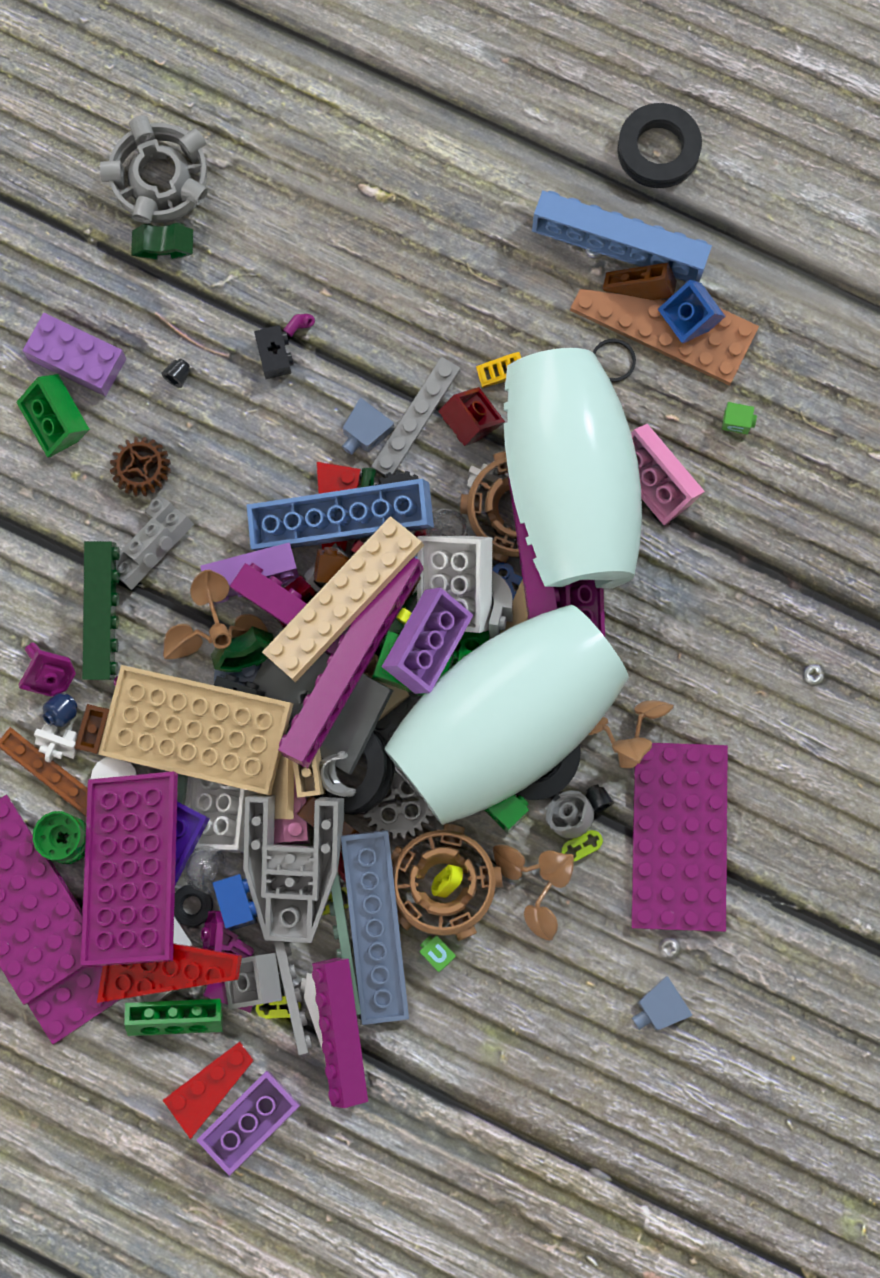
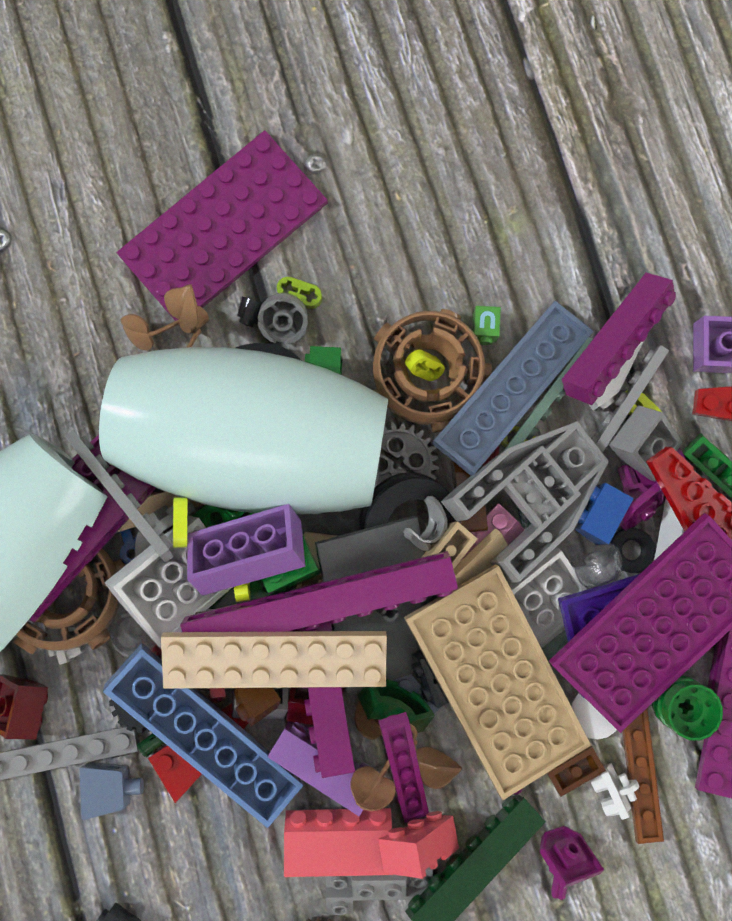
camera: 130 degrees left, 5 degrees up
(59, 710) = (587, 815): dark blue head -> none
(147, 587) = (419, 845): none -> coral wedge
(195, 539) = (334, 842): none -> coral slope
(201, 619) = (404, 766): none -> magenta plate
(485, 617) = (180, 511): none -> neon yellow beam
(528, 595) = (127, 503): none -> light grey plate
(553, 866) = (337, 277): medium nougat plant -> none
(661, 1006) = (366, 126): sand blue torso -> none

